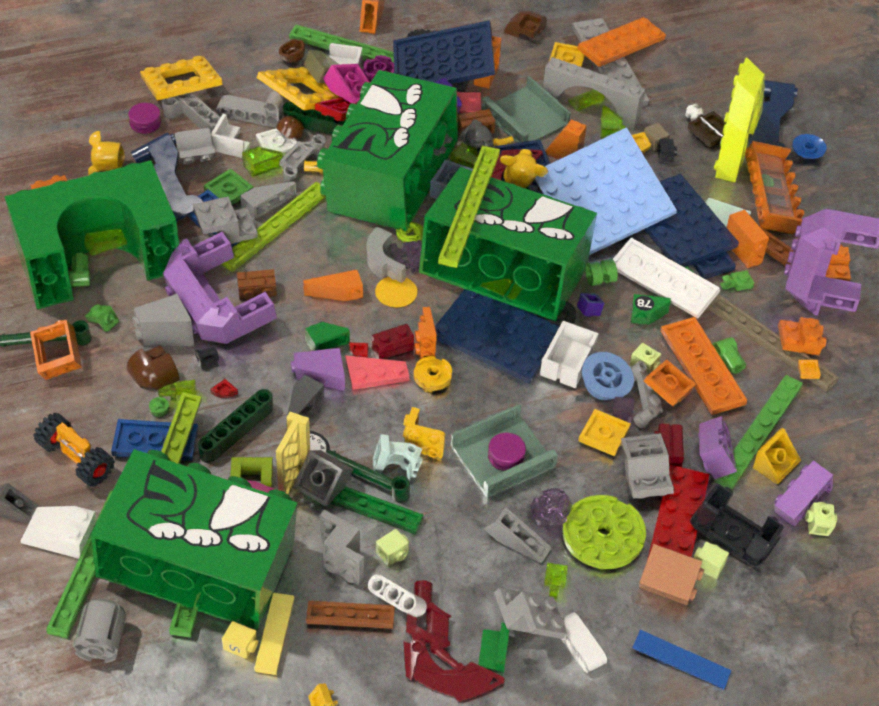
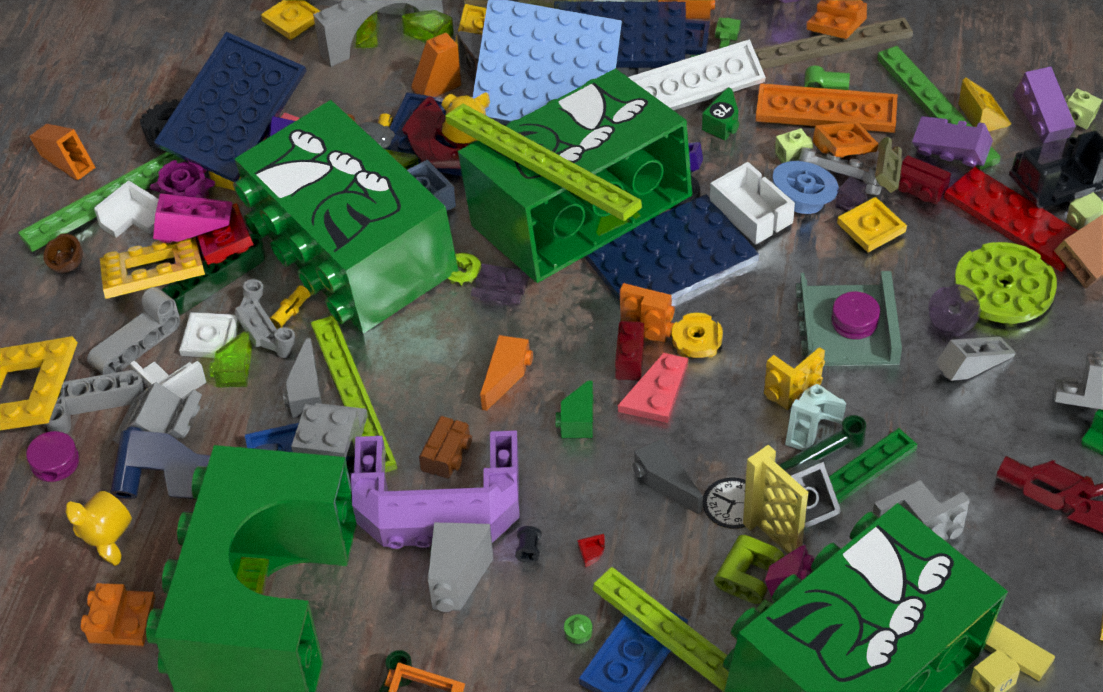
camera: 55 degrees left, 0 degrees up
(103, 315) = (383, 634): bright green bracket -> none
(152, 368) = (514, 610): reddish brown brick -> none
(177, 388) = (568, 600): clear neon green slope -> none
(228, 185) = (254, 412): bright green plate -> none
(235, 425) = (664, 566): dark green beam -> none
(290, 127) = (200, 308): reddish brown helmet -> none
(318, 64) = (124, 234): olive slope -> none
(321, 366) = (623, 432): medium lavender slope -> none
(350, 614) = (1012, 544): dark orange plate -> none
(359, 349) = (614, 390): red tile -> none
(381, 265) = (485, 313): light grey arch -> none
(392, 547) = (935, 472): yellowish green brick -> none
(395, 293) = (542, 320): yellow sticker -> none
(405, 597) = (1024, 486): white beam -> none
(526, 23) = (206, 26): reddish brown brick -> none
(528, 113) = (355, 81): sand green panel -> none
(555, 577) = (1043, 348): clear neon green plate -> none
(647, 466) = (948, 205): light grey bracket -> none
(655, 414) = (888, 165): none -> olive hinge
(809, 369) = (884, 31): light orange tile -> none

